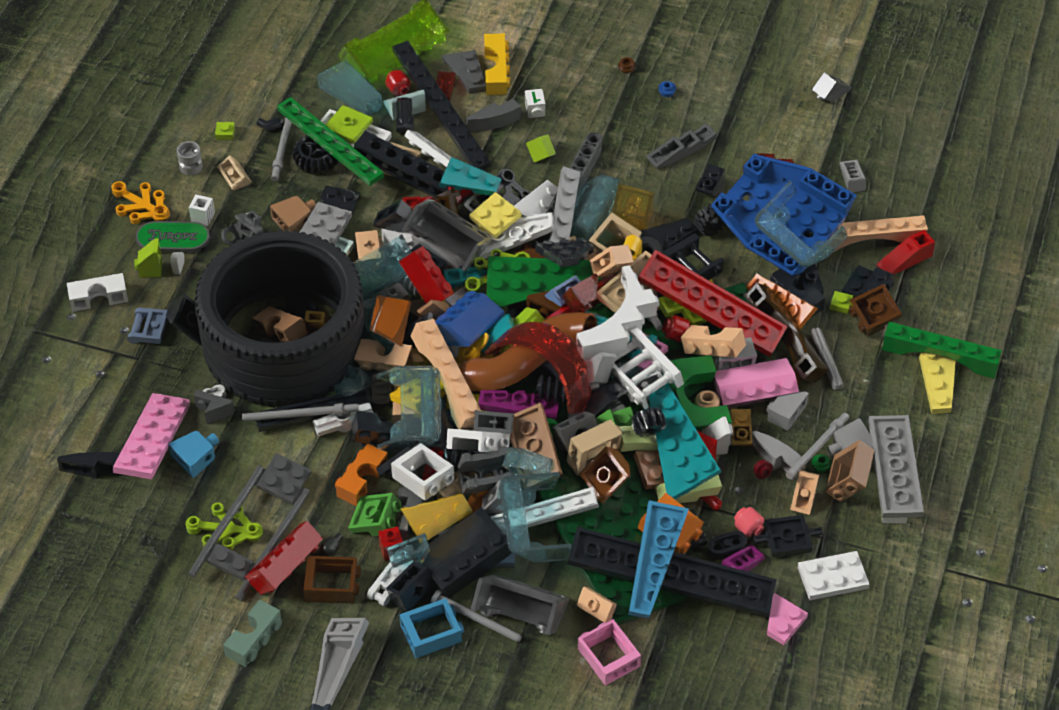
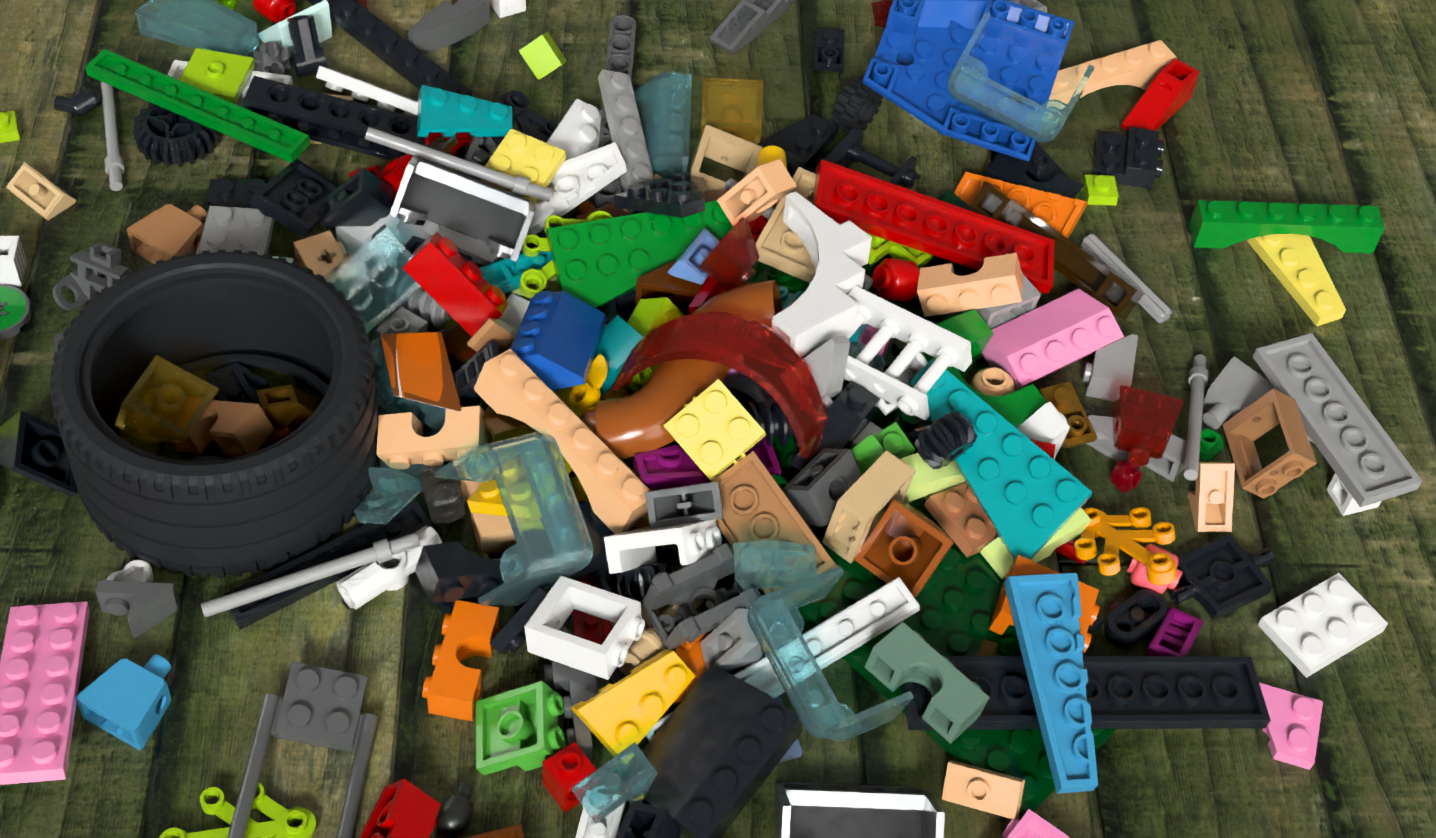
camera: 25 degrees left, 0 degrees up
(256, 306) = (164, 403): none -> clear yellow slope
(364, 206) = (294, 197): none -> black plate
(383, 119) = (271, 58): none -> dark grey gear
(486, 227) = (518, 185): none -> light grey bar
(524, 386) = (715, 430): none -> light yellow plate
(575, 526) = (906, 658): none -> sand green arch
(730, 490) = (1159, 566): none -> light orange plant
(779, 442) = (1143, 423): none -> clear red torso
(874, 310) = (1163, 189): reddish brown plate -> none

